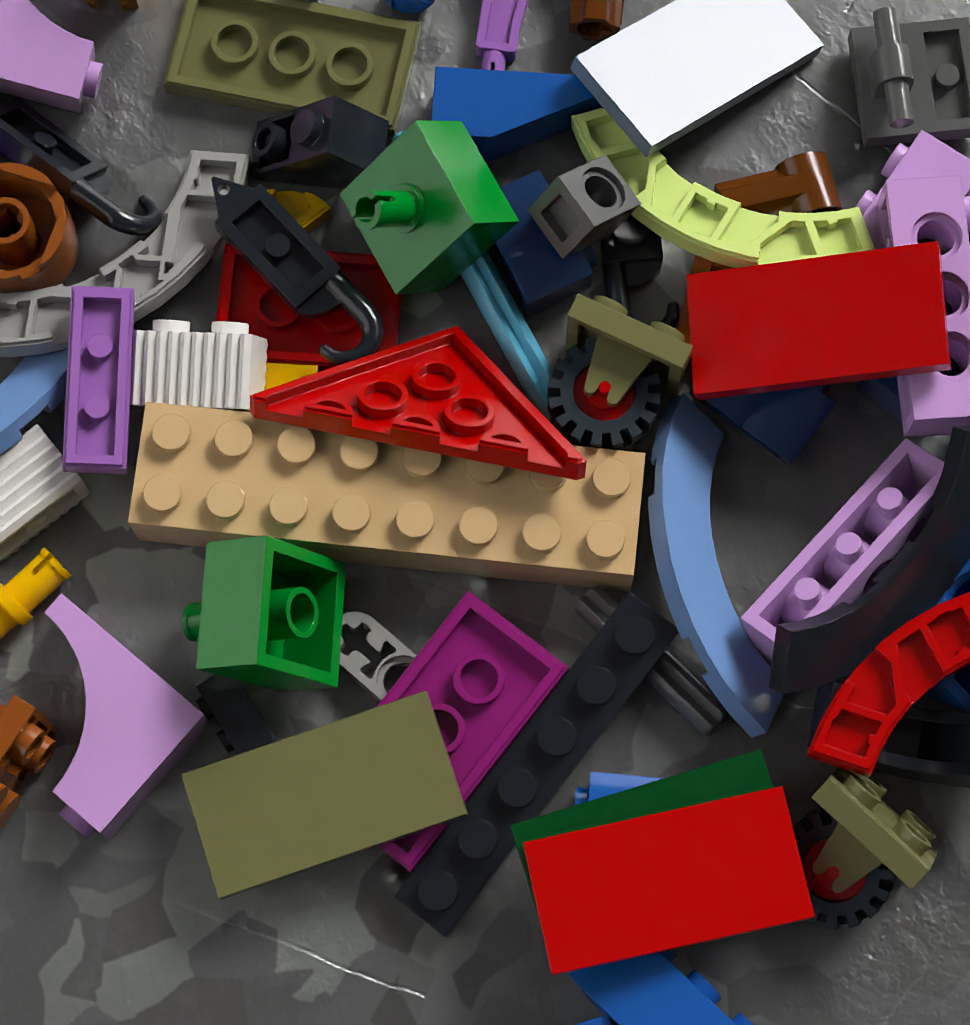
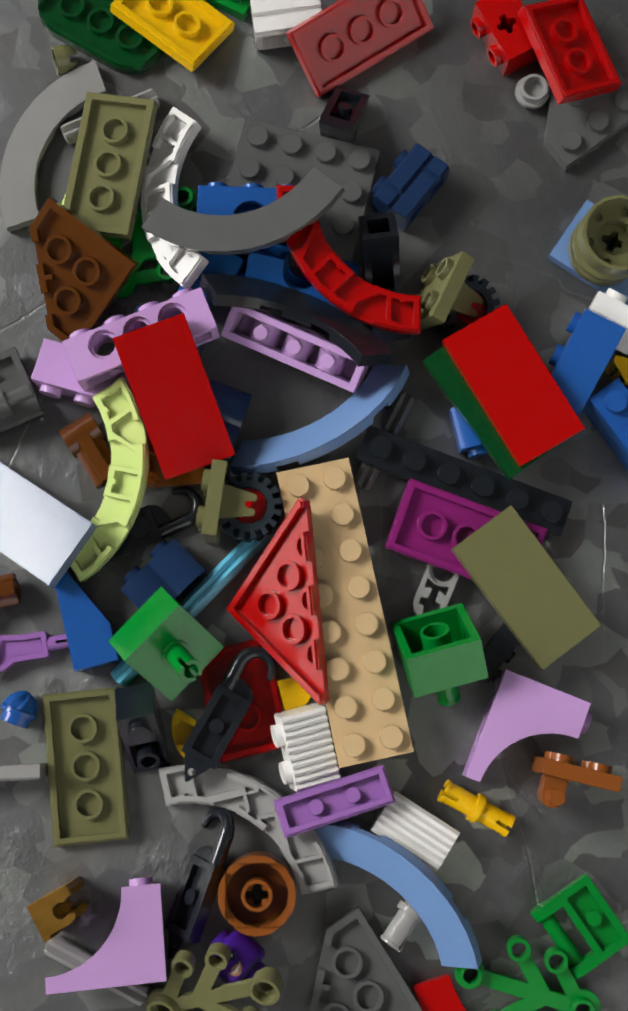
camera: 110 degrees left, 5 degrees up
(583, 206) = (140, 551): dark grey brick -> none

